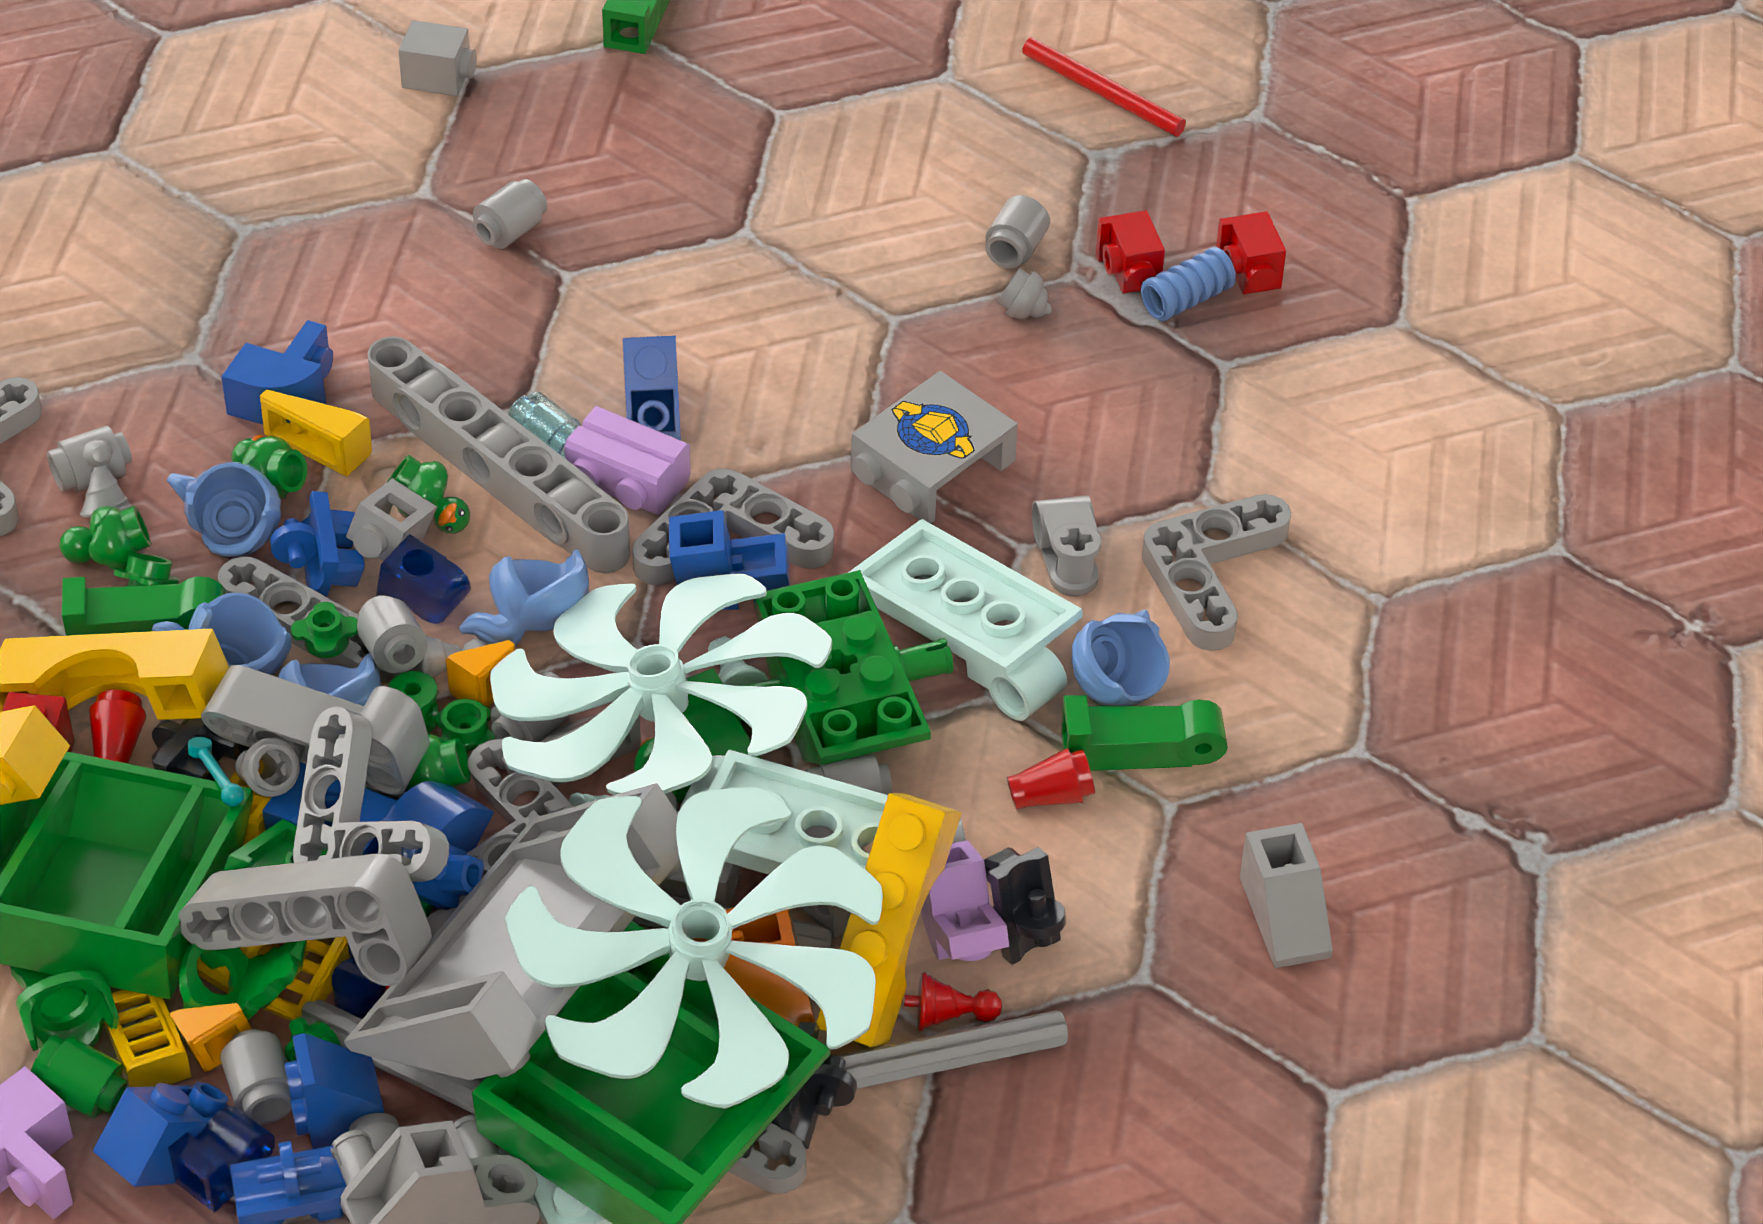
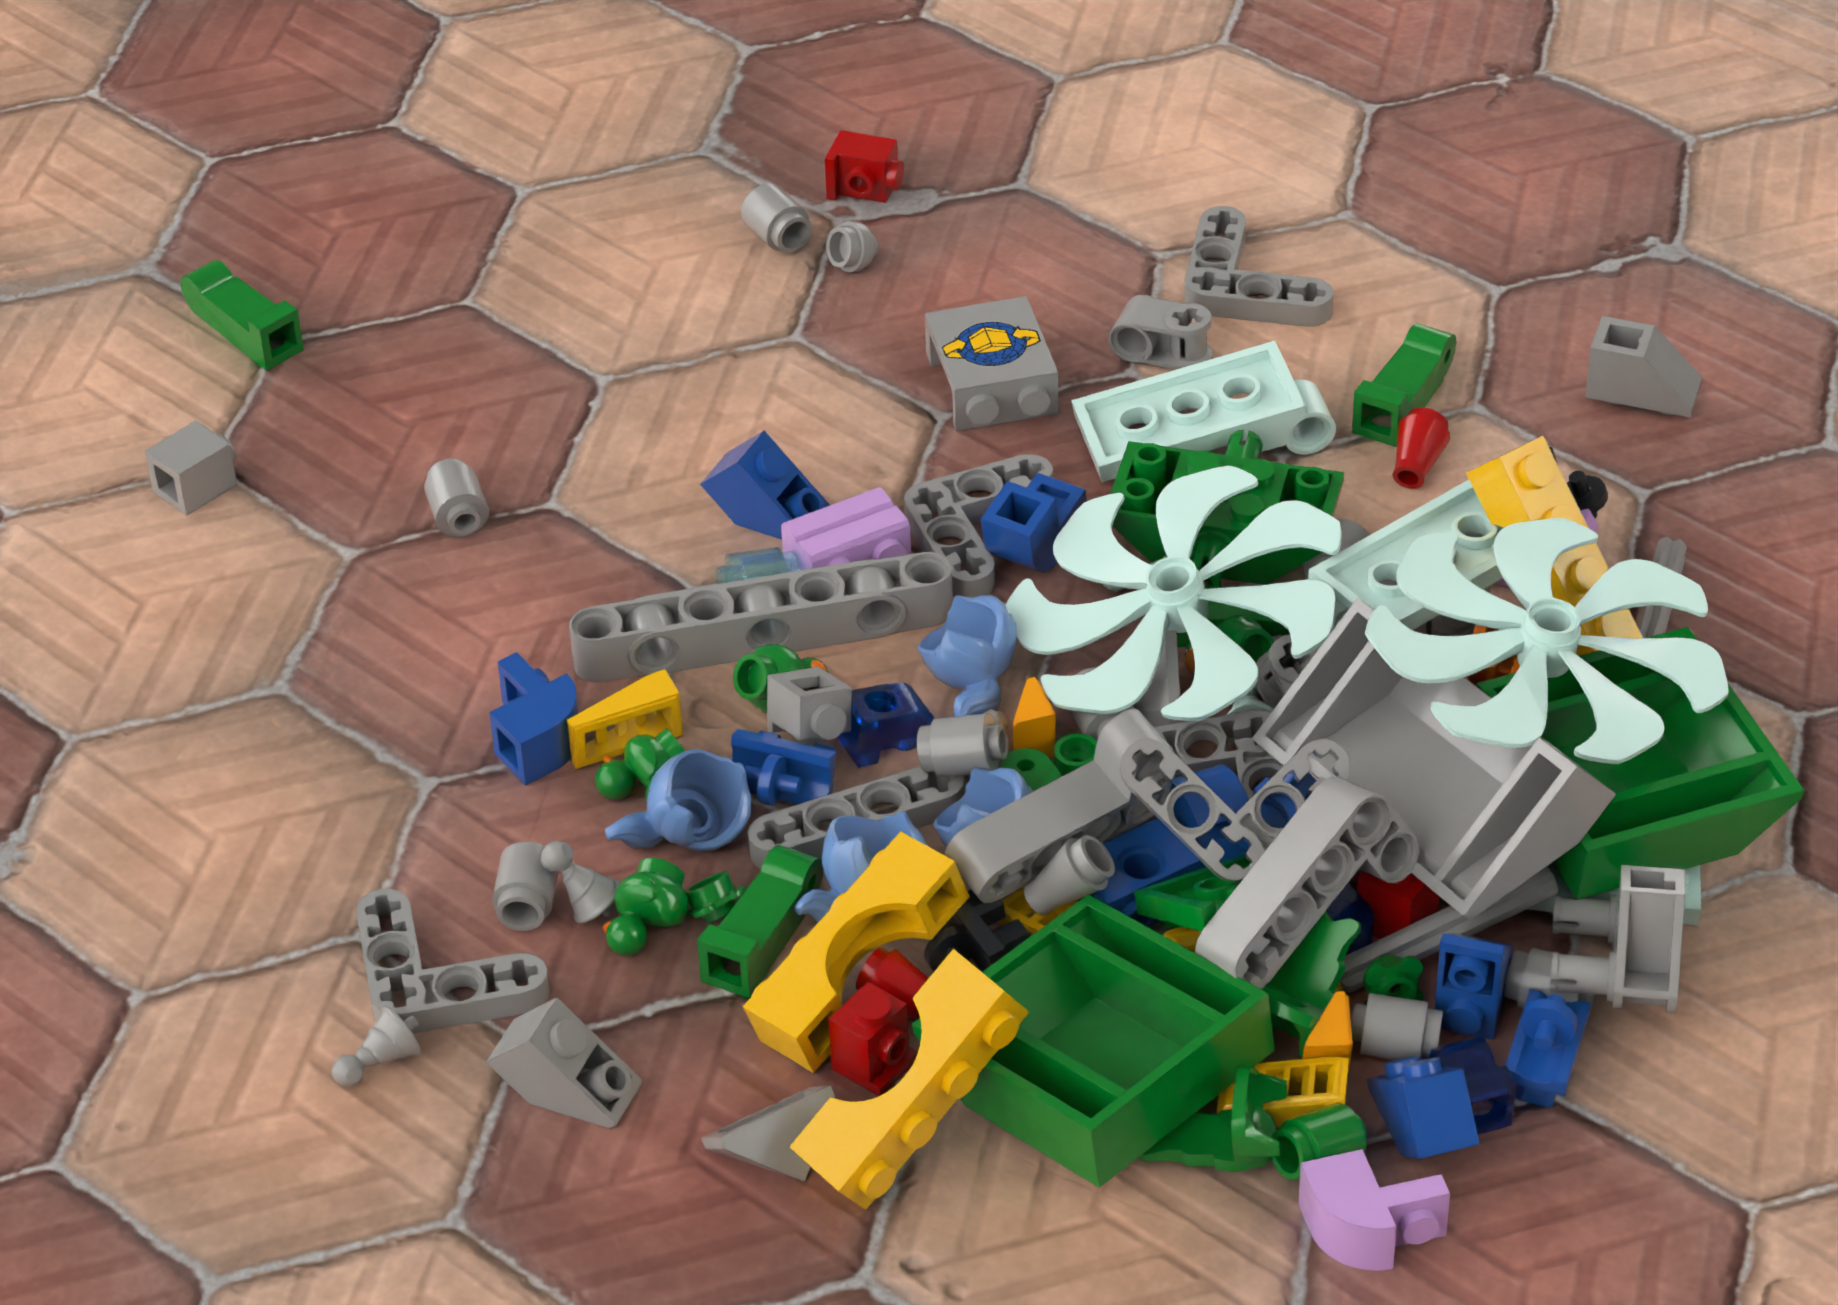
camera: 55 degrees left, 5 degrees down
(202, 748) = (1001, 916): teal hinge -> none
(325, 631) = (908, 792): green plate -> none
(1104, 87) = (632, 109): red bar -> none
(1120, 659) = (1326, 352): medium blue hair -> none
(1188, 283) = (925, 156): medium blue piece -> none
(1254, 251) = (925, 107): red brick -> none

